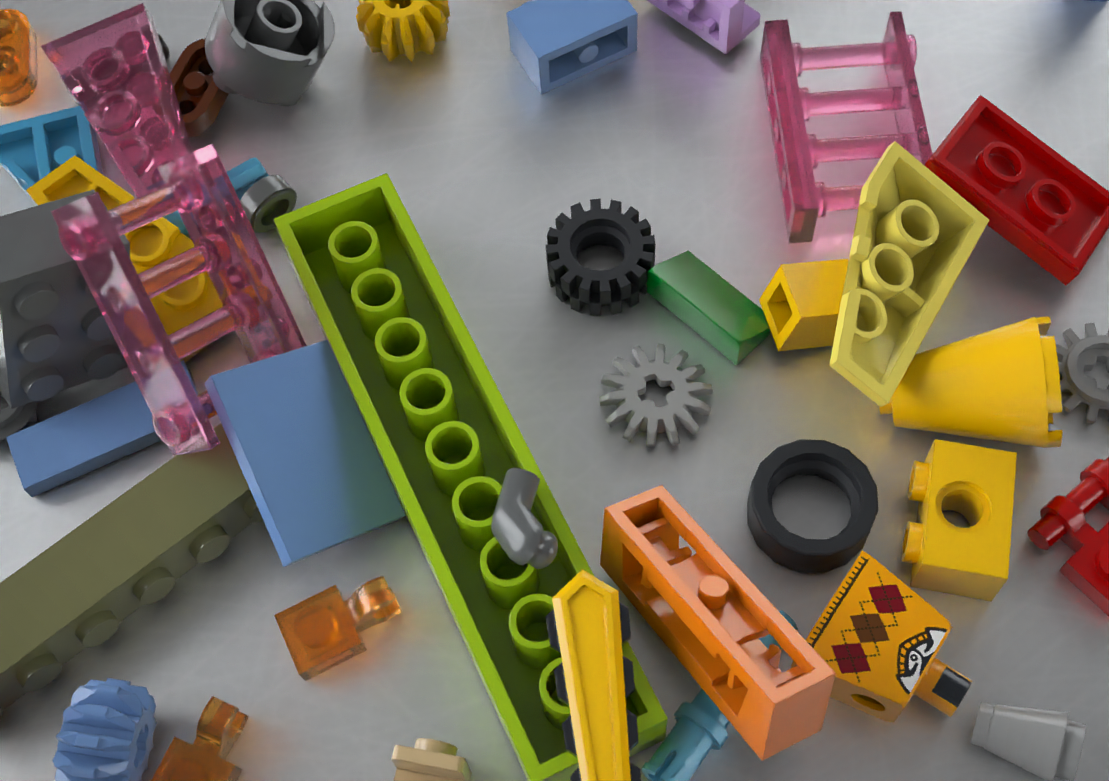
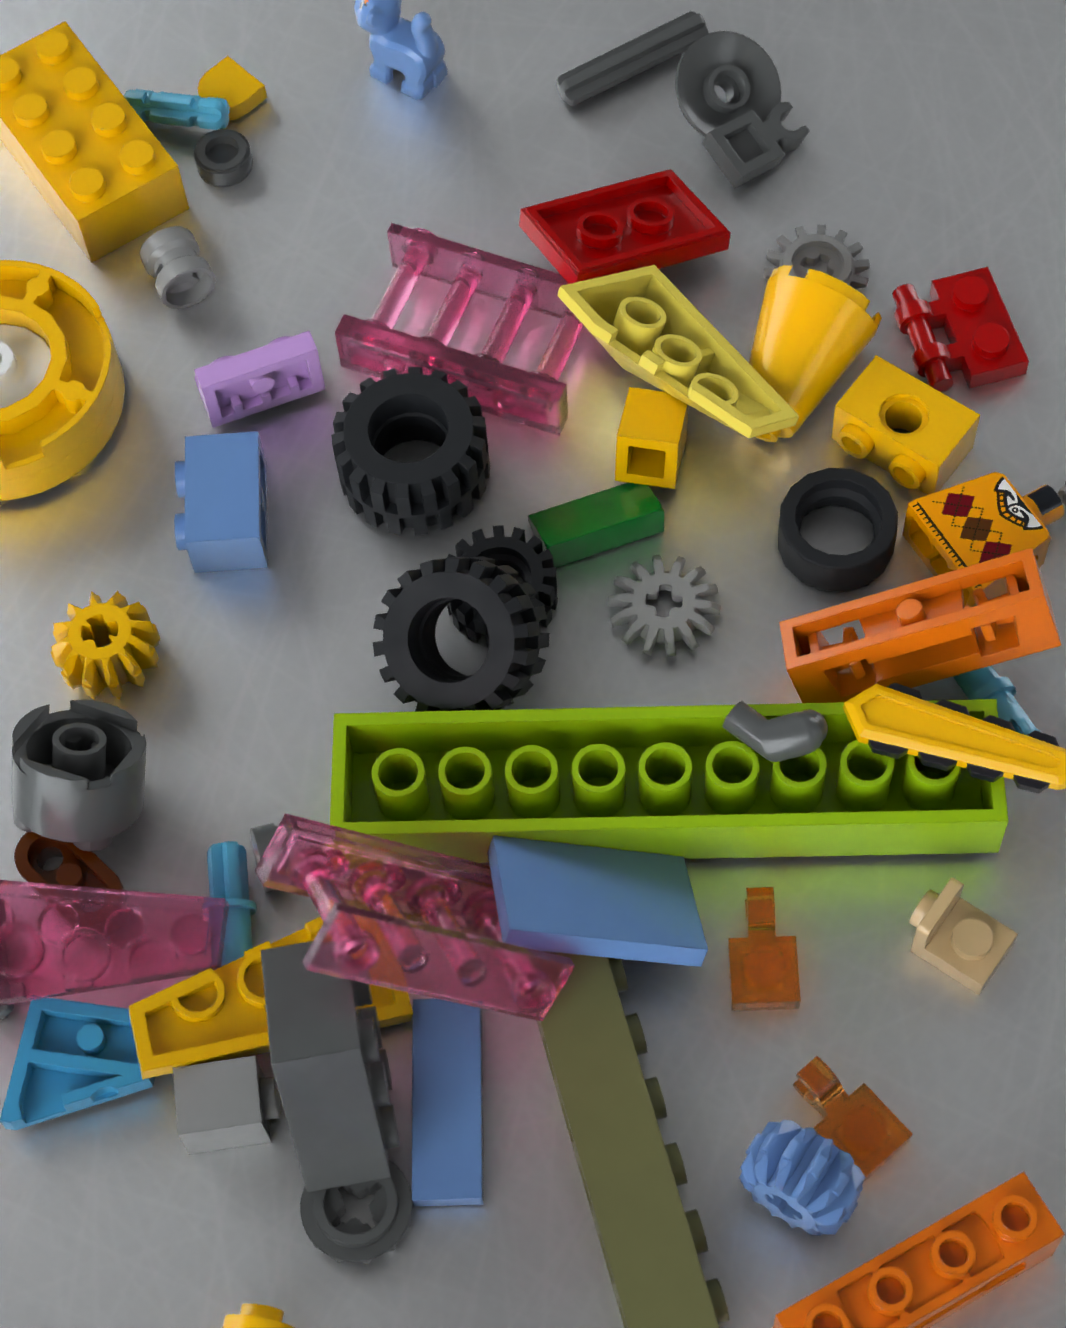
camera: 65 degrees left, 0 degrees up
(512, 236) = (412, 646): none -> black tyre
(698, 94) = (402, 411): none -> black tyre

